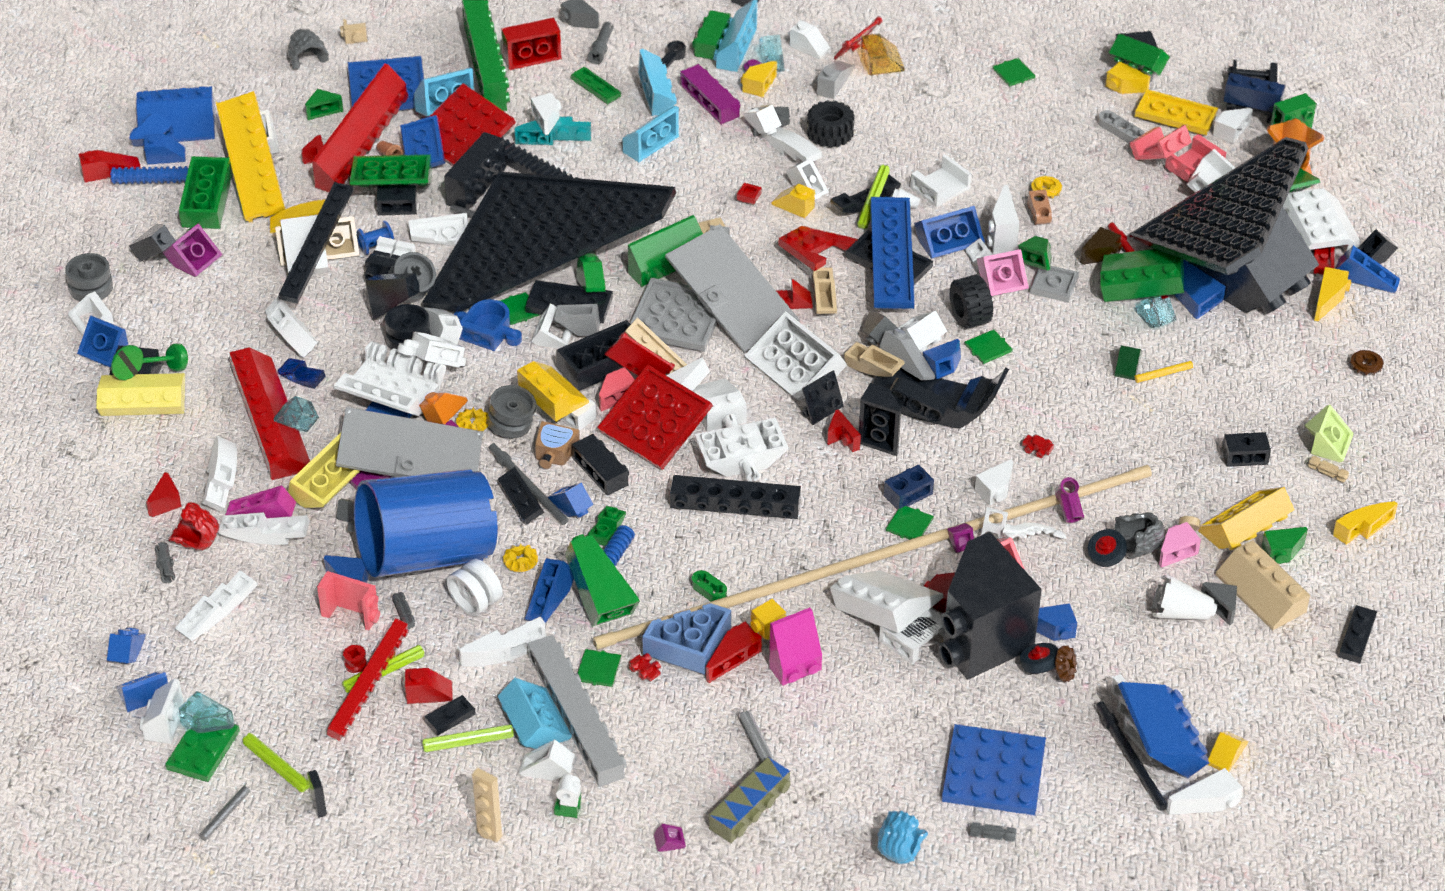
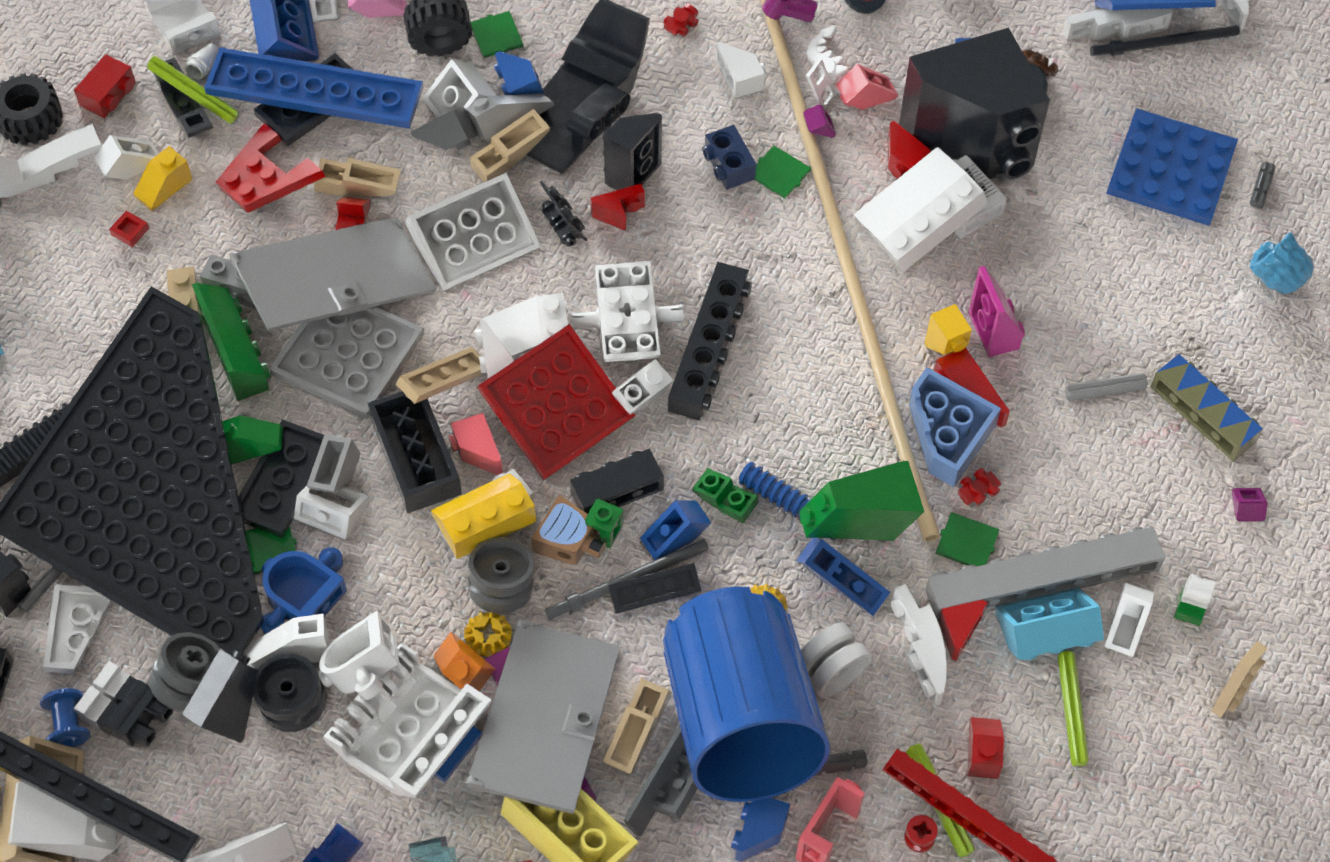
camera: 80 degrees left, 15 degrees up
(449, 715) = (1035, 724): black plate -> none
(520, 664) = (959, 624): none -> red slope
(564, 460) = (606, 520): none -> green bracket
(635, 355) = (455, 397): red door -> none
(678, 460) = (643, 387): none -> white slope
(711, 584) = (850, 393): green beam -> none
(864, 156) = (105, 86): none -> red brick

